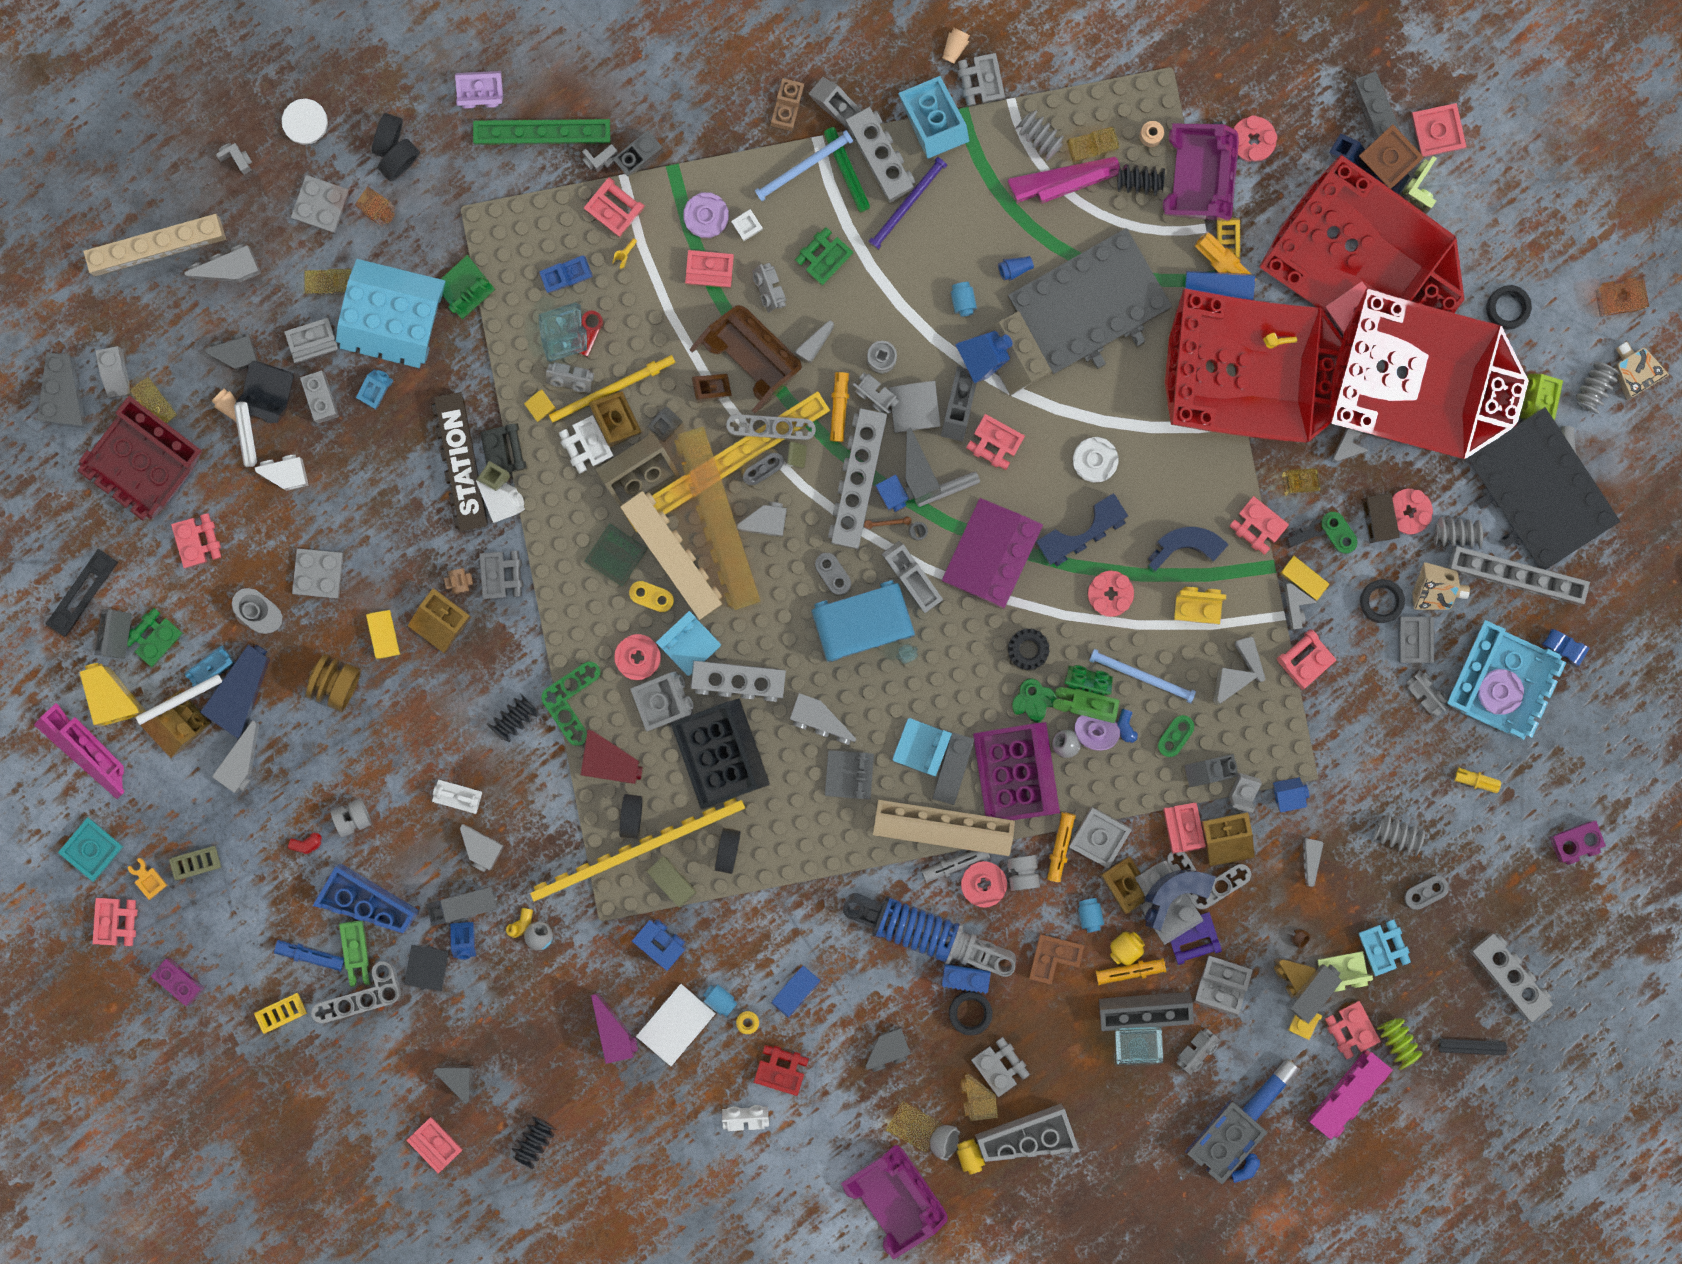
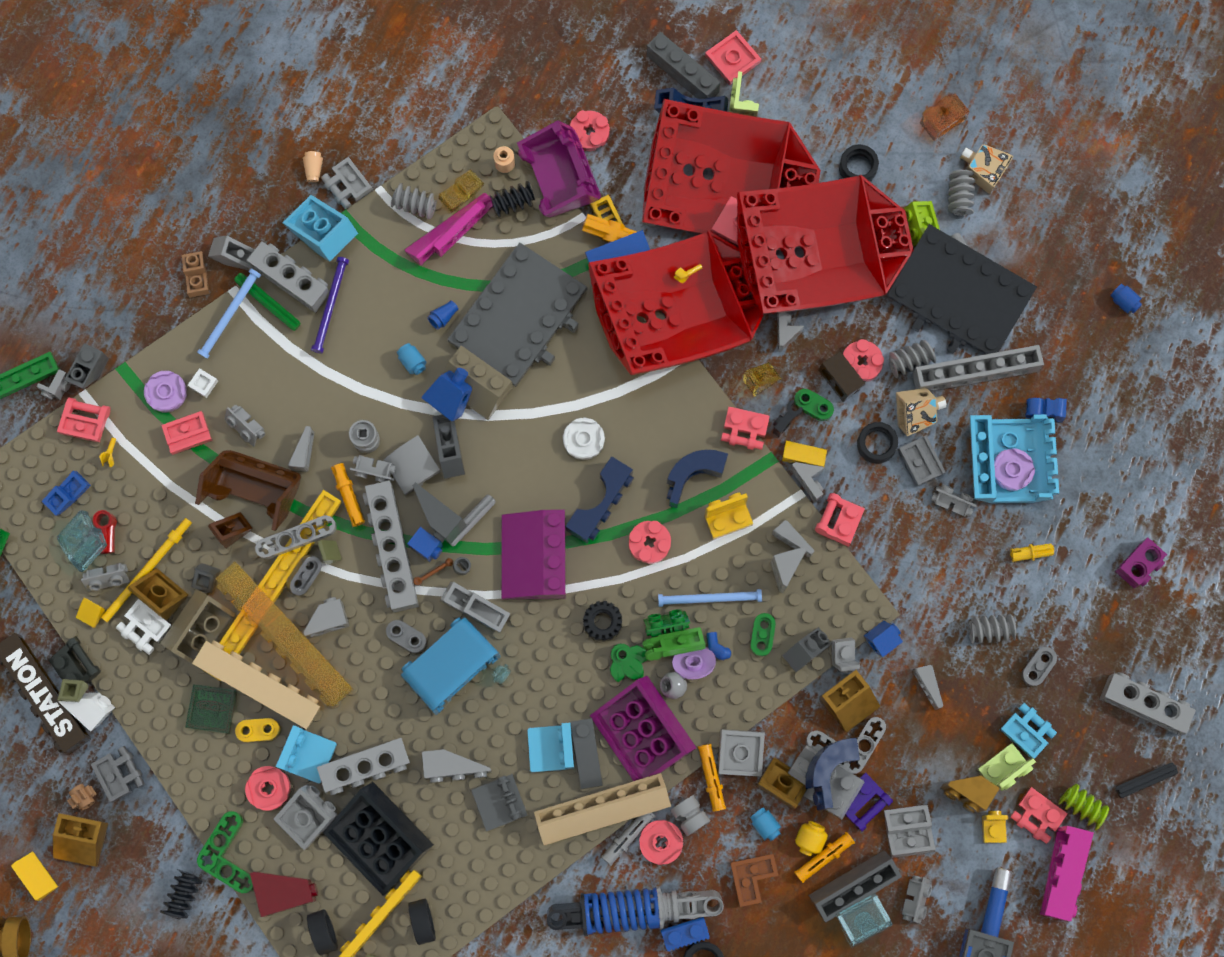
camera: 20 degrees left, 10 degrees down
(828, 261) = (284, 381): green plate -> none
(998, 435) = (494, 456): coral plate -> none
(1184, 828) = (808, 710): coral plate -> none
(1301, 938) = (954, 757): reddish brown hinge -> none
(1314, 993) = (993, 797): dark grey slope -> none
(1391, 156) = (705, 86): dark orange plate -> none

